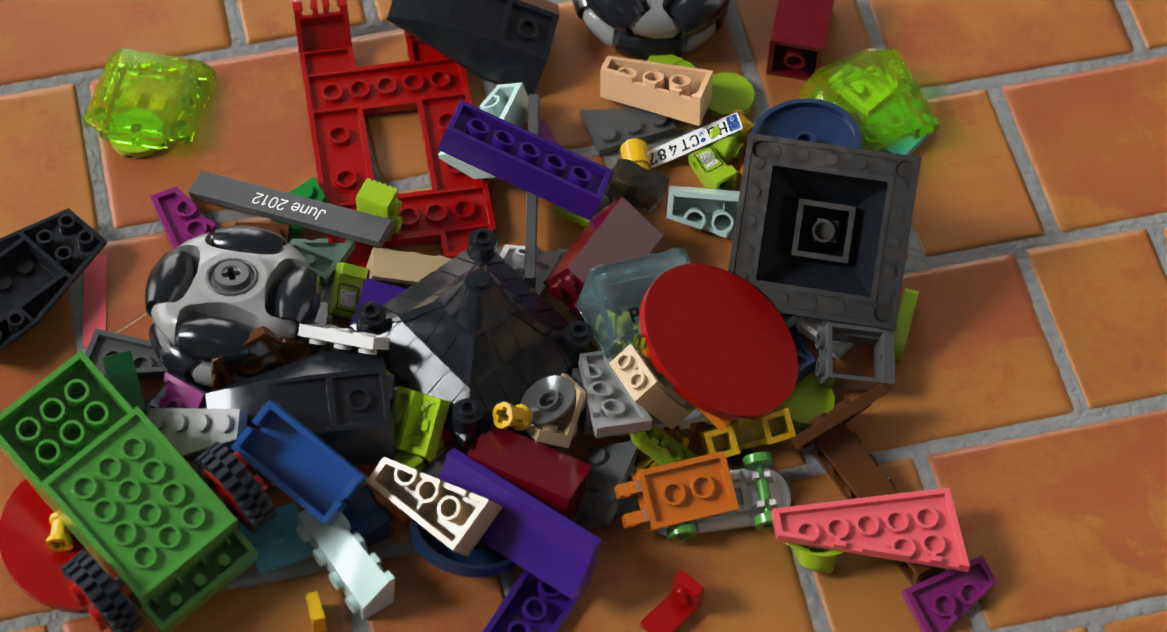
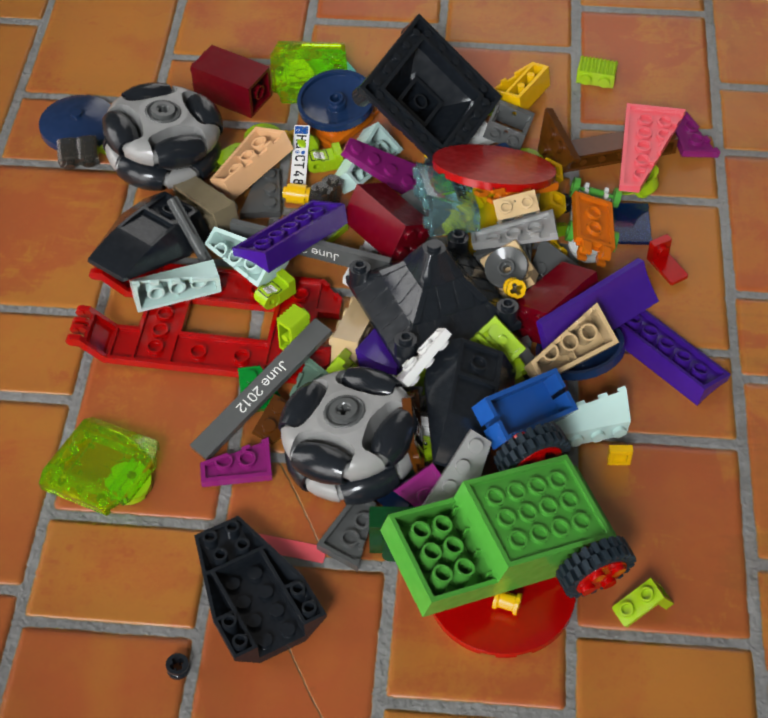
camera: 70 degrees left, 5 degrees down
(416, 73) = (175, 286): none -> light aqua wedge
(448, 178) = (276, 290): none -> lime leg
(501, 59) = (188, 229): none -> dark grey axle
(569, 72) = (213, 205): none -> dark tan wedge
(709, 222) = (380, 164): none -> magenta wing
(742, 557) = (632, 223): none -> clear blue piece
(944, 360) = (525, 85): none -> yellow wedge
(1032, 449) = (596, 72): none -> lime brick

